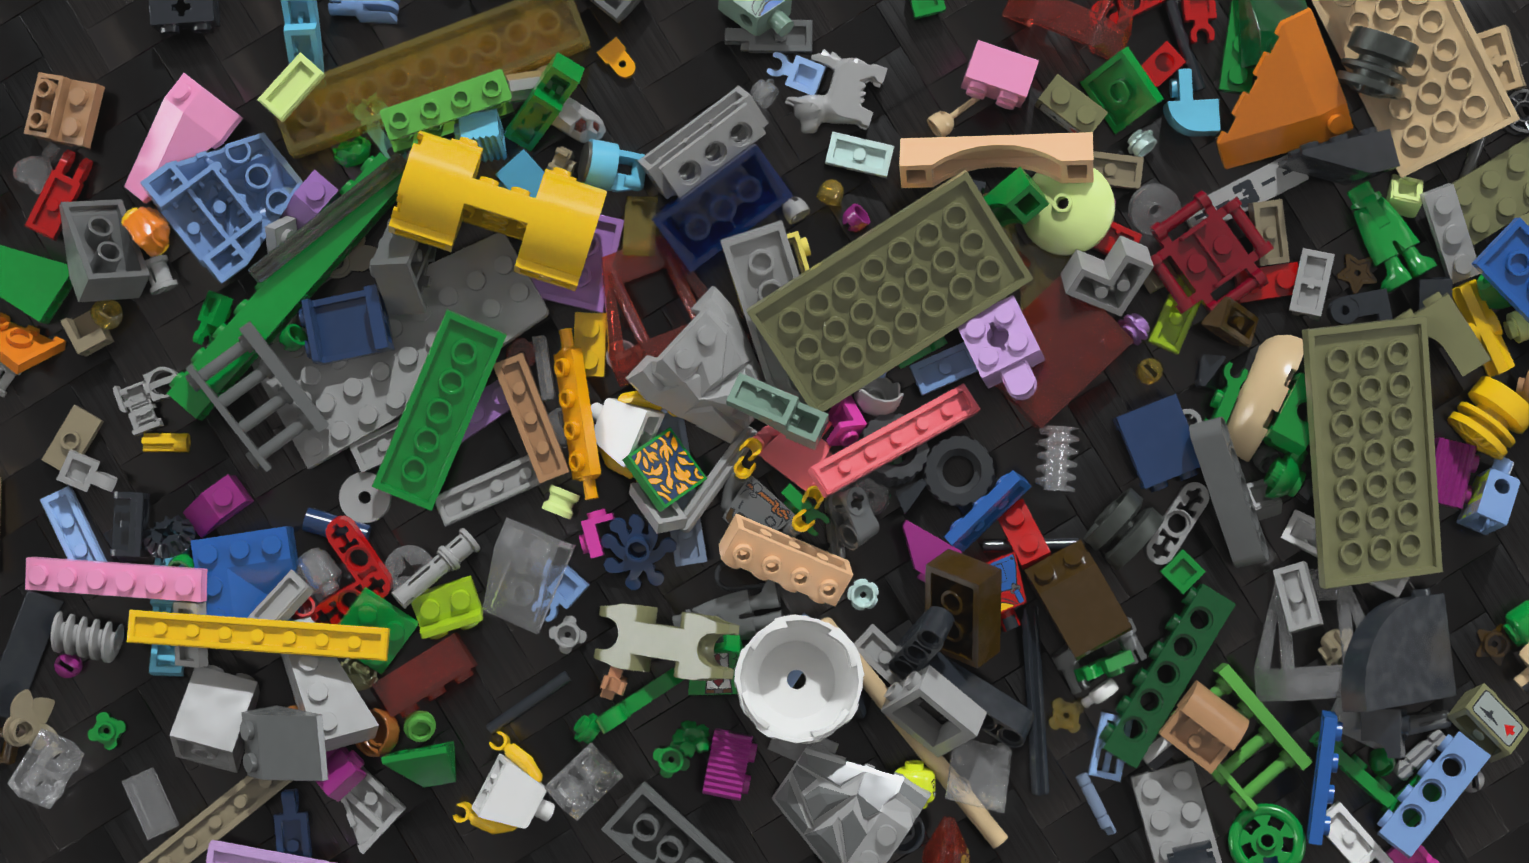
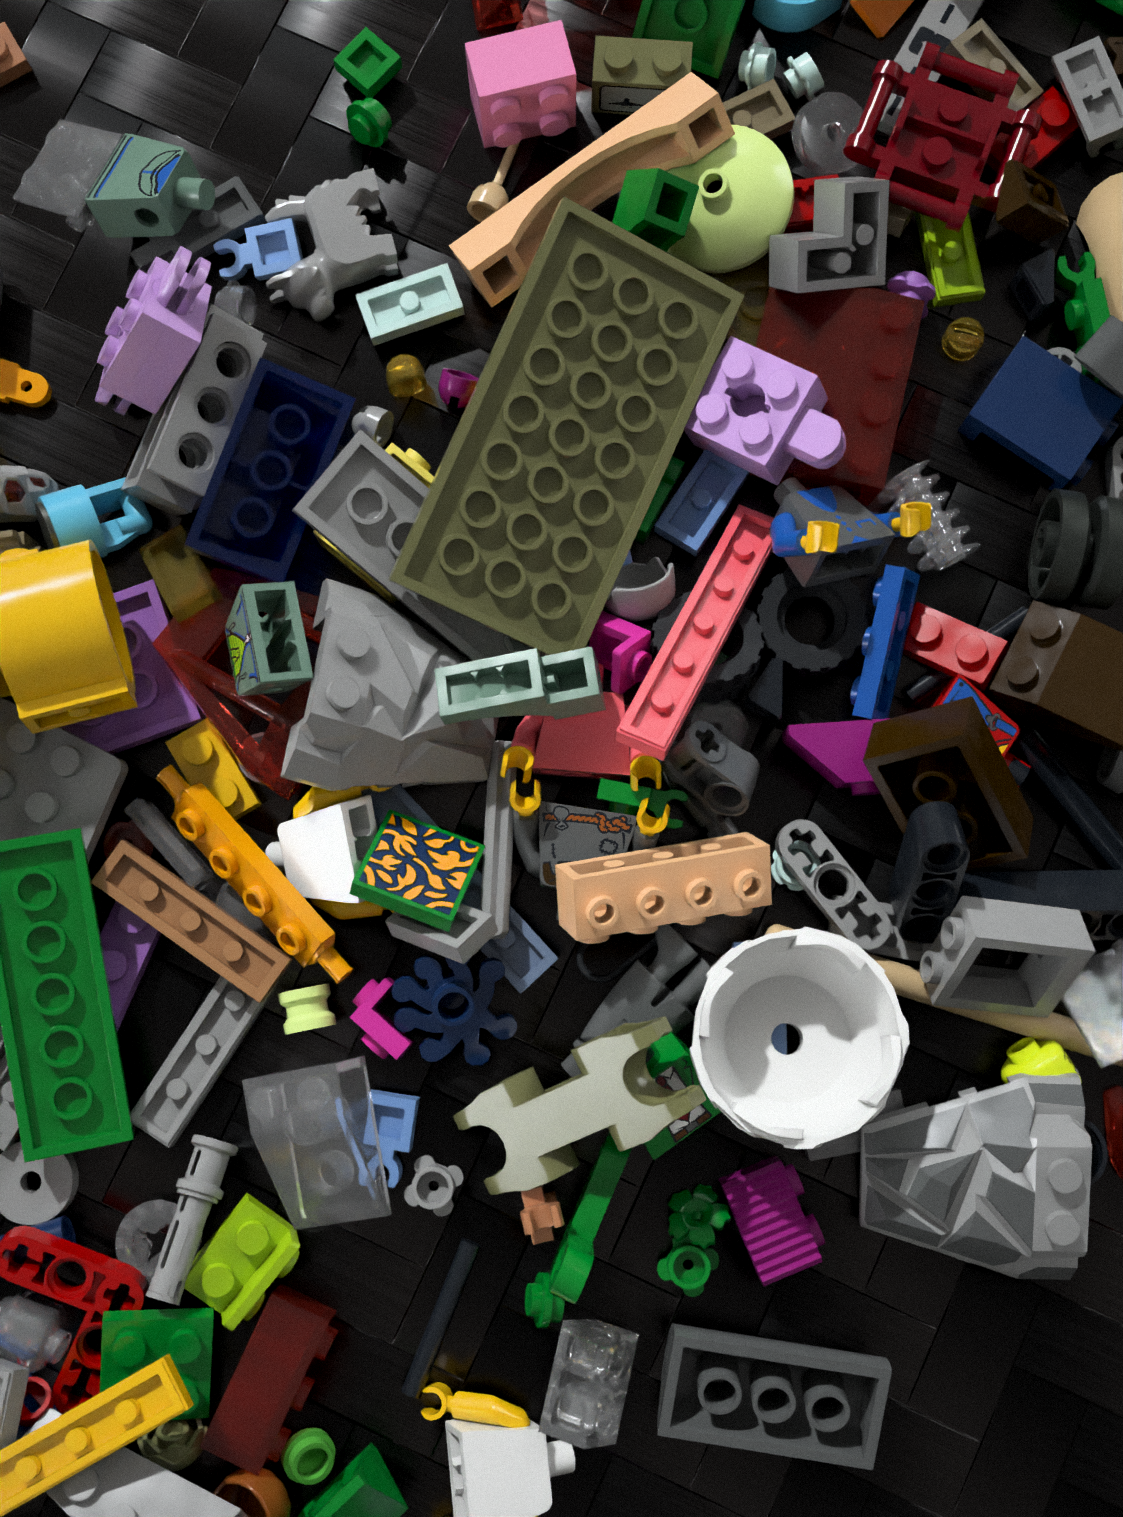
camera: 30 degrees left, 5 degrees down
(663, 303) = (270, 650): none -> sand green torso
(708, 92) = (154, 333): none -> lavender brick
(882, 641) = (819, 845): none -> light grey beam
(904, 35) = (368, 122): none -> green plate
(998, 434) = (832, 535): none -> torso
(1162, 165) = (803, 77): none -> light aqua plate

